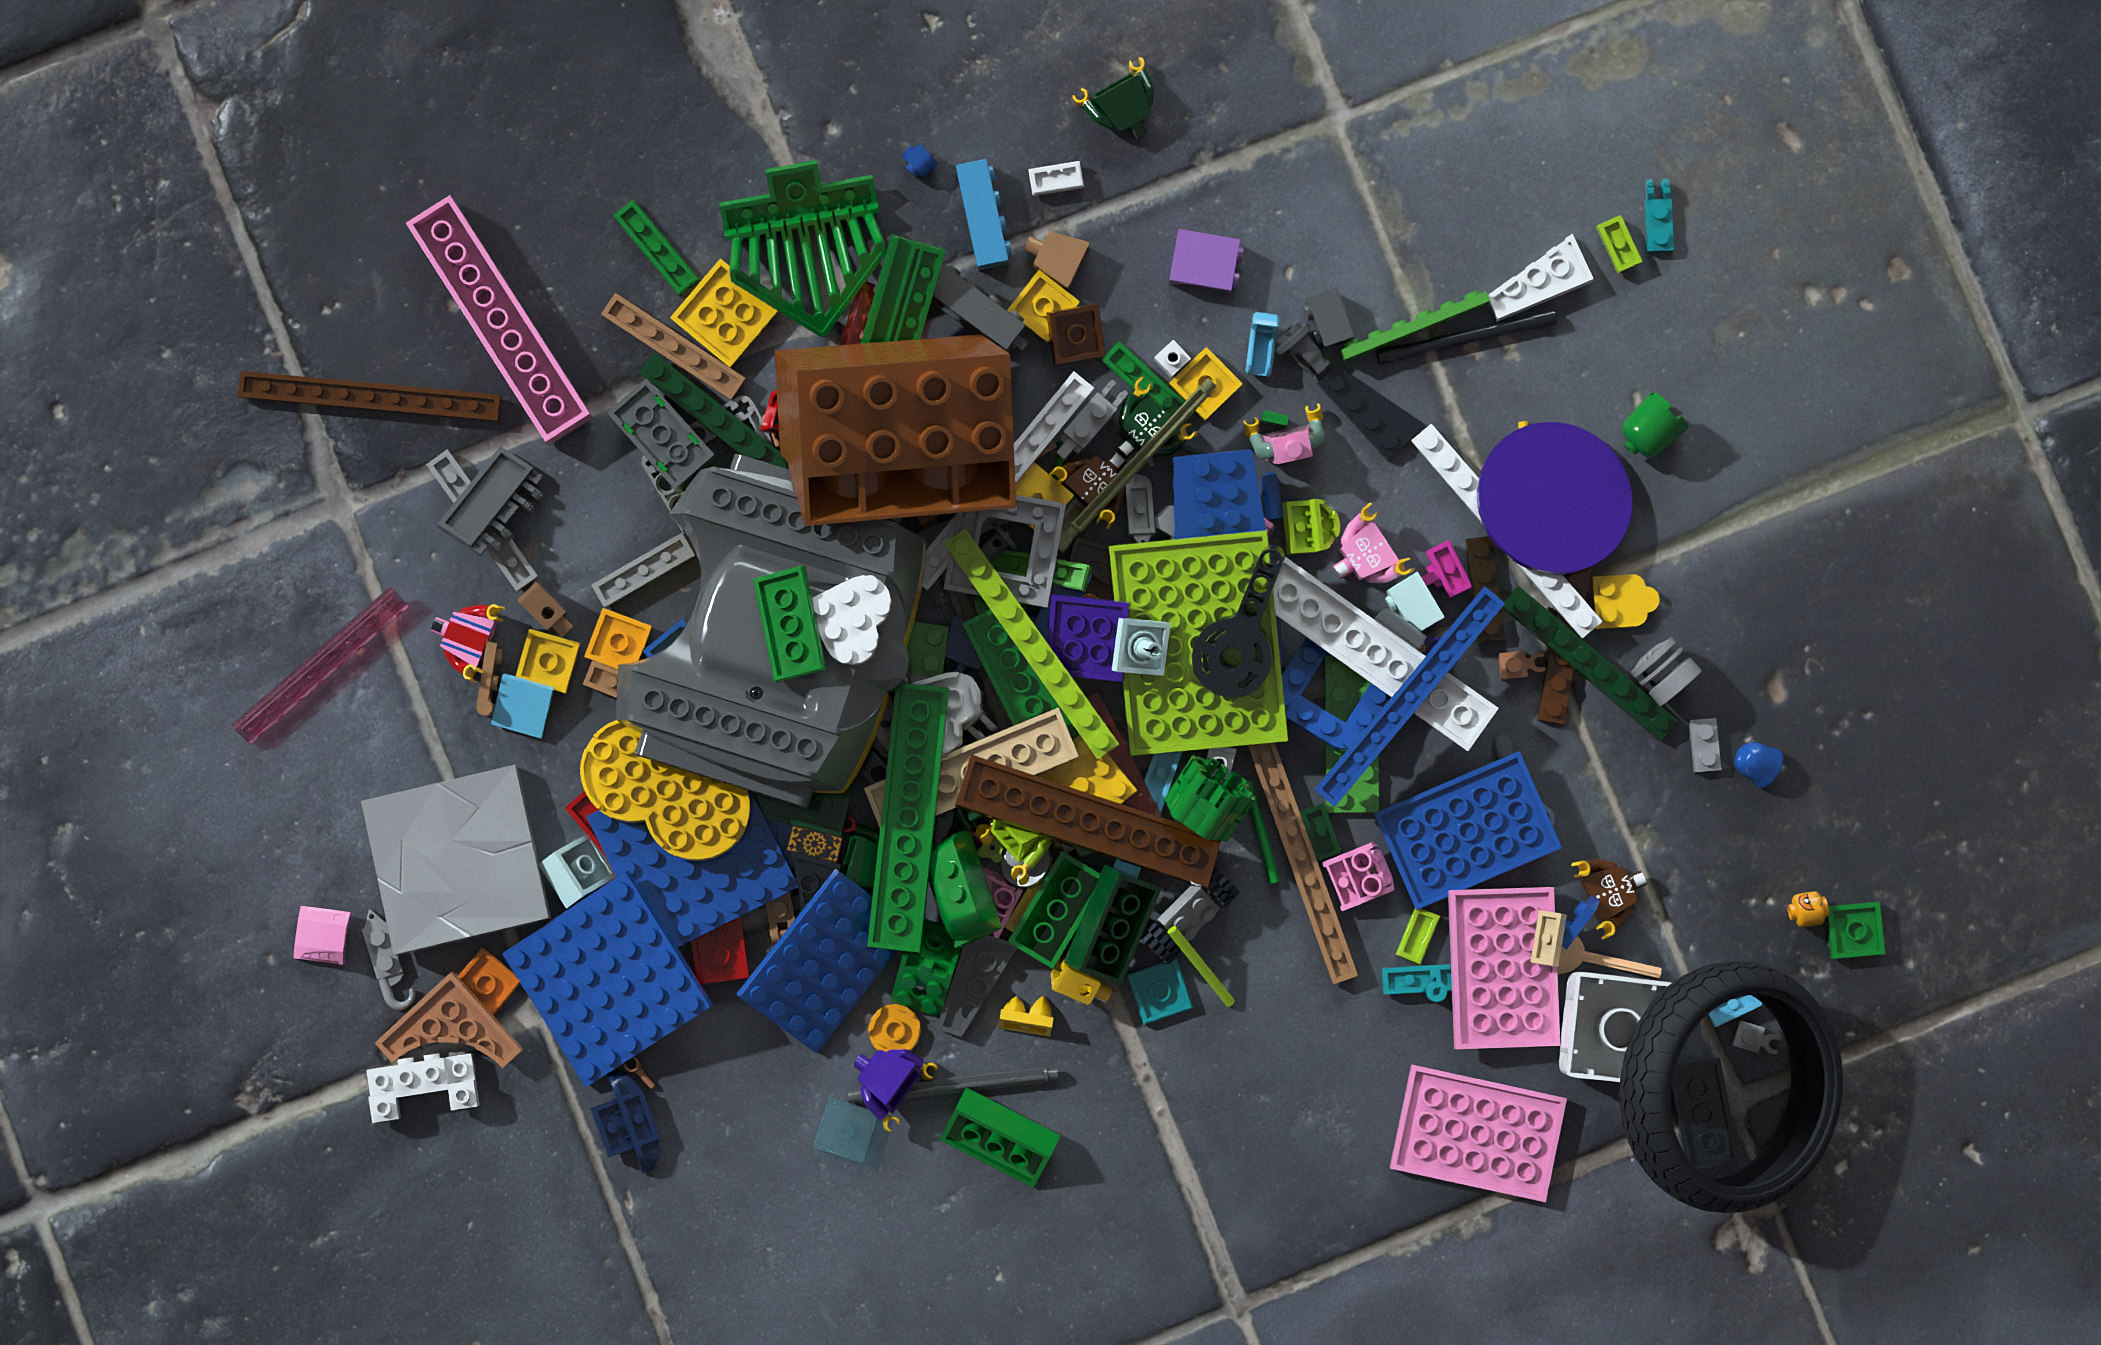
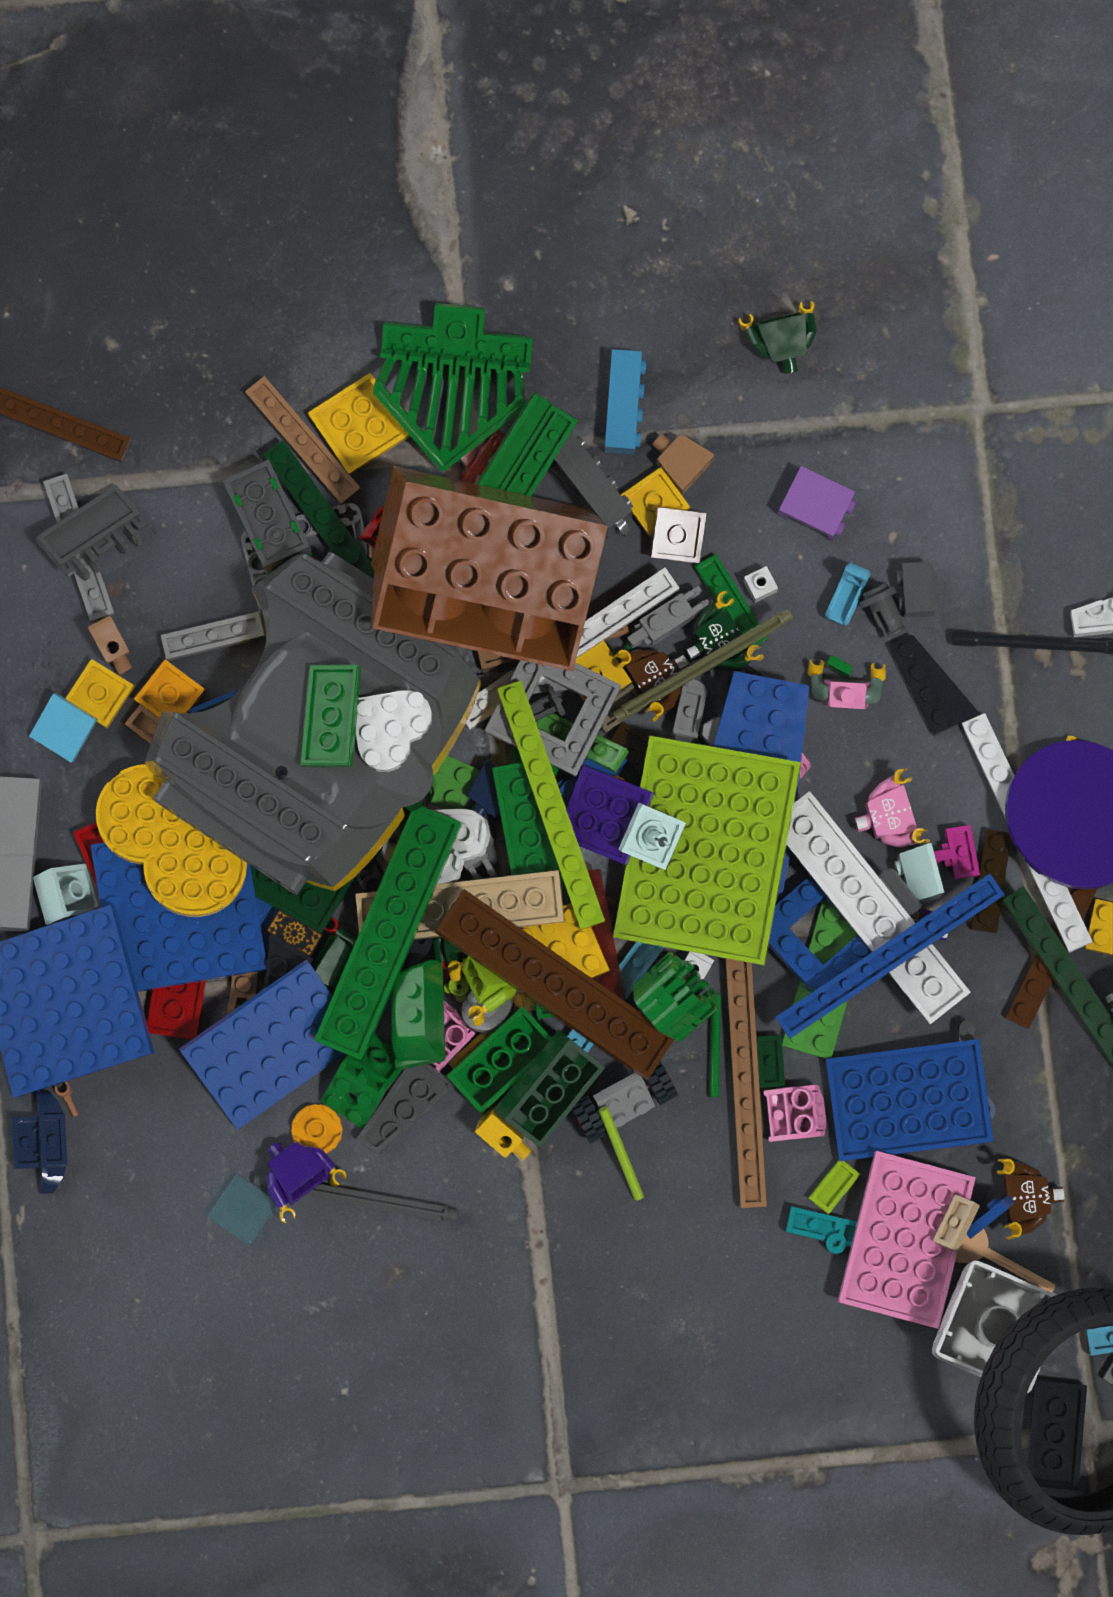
camera: 20 degrees right, 5 degrees down
(467, 637) = (33, 649): torso -> none
(489, 679) = (40, 696): medium nougat plate -> none
(499, 320) = (150, 370): bright pink brick -> none
(656, 248) = (314, 347): green tile -> none
(918, 161) = (579, 337): blue plate -> none
(1000, 1137) = (384, 1259): green slope -> none
(1037, 1022) = (450, 1161): yellow tile -> none
(1056, 178) = (701, 389): white plate -> none
(1160, 991) = (576, 1167): teal tile -> none
(1201, 368) = (779, 601): yellow plate -> none
(1242, 632) = (749, 850): black beam -> none
(1271, 497) = (815, 737): blue bar -> none
(1309, 526) = (843, 774): lime slope -> none
(1424, 321) = (1005, 617): bright green plate -> none
(1478, 1133) = (837, 1389): bright pink plate -> none
(1515, 664) = (1000, 960): nougat plate -> none

